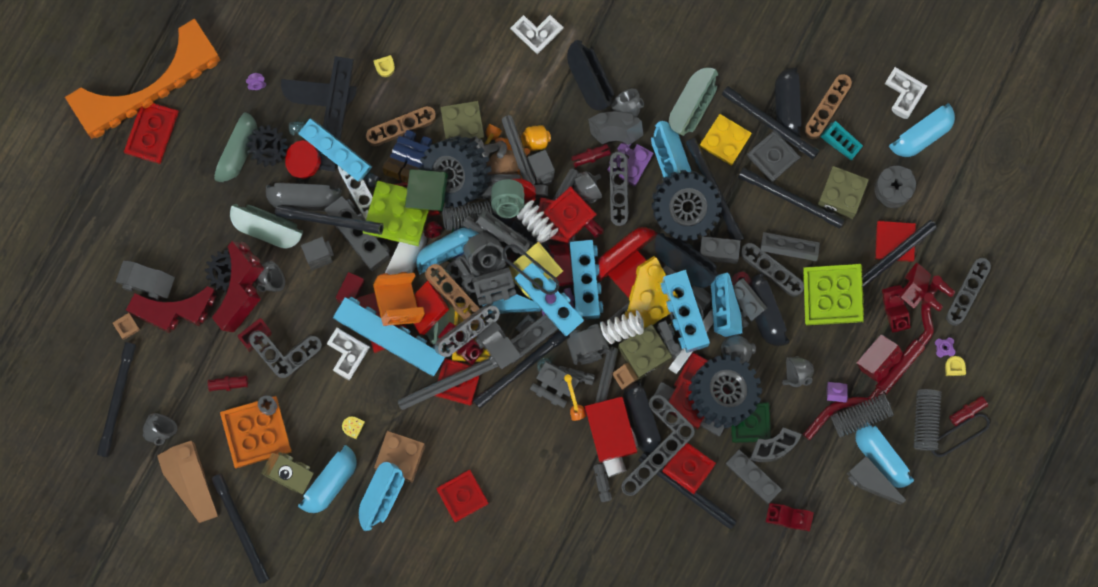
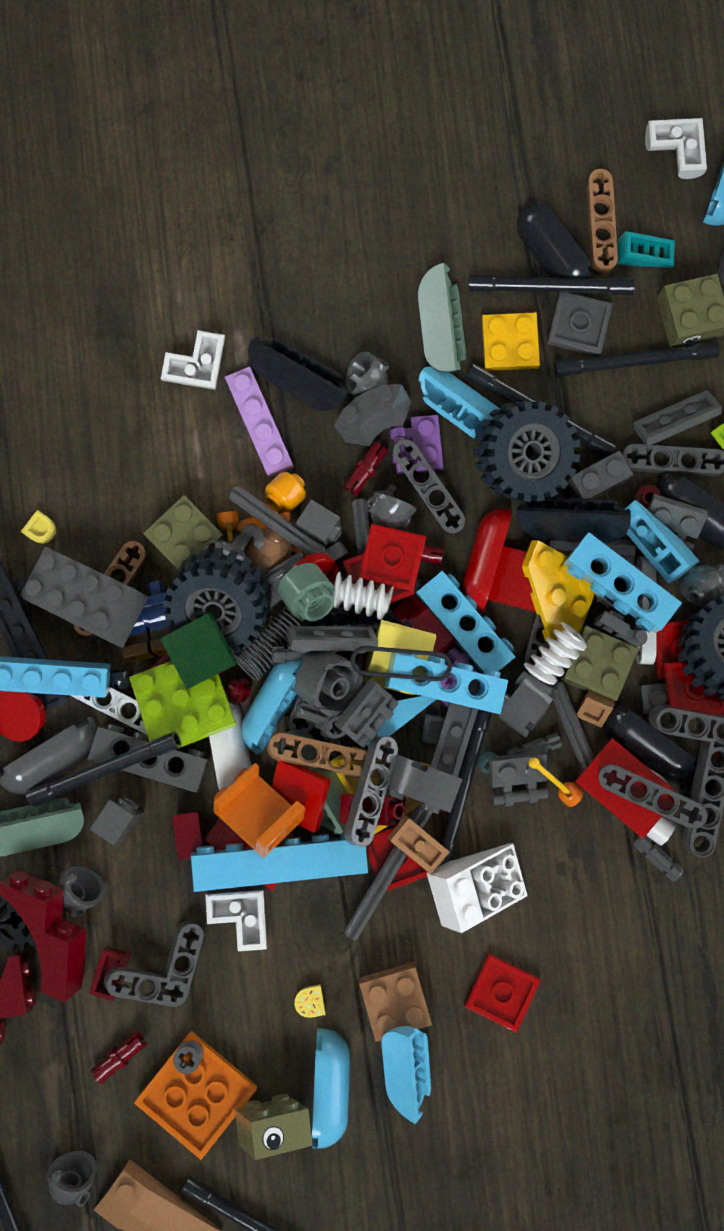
camera: 35 degrees left, 5 degrees up
(383, 119) = (84, 597): none -> dark grey brick
(472, 378) = (418, 844): none -> medium nougat plate
(489, 426) = (476, 887): none -> white slope
(549, 89) = (259, 422): none -> lavender plate
(619, 440) = (653, 792): none -> dark grey beam

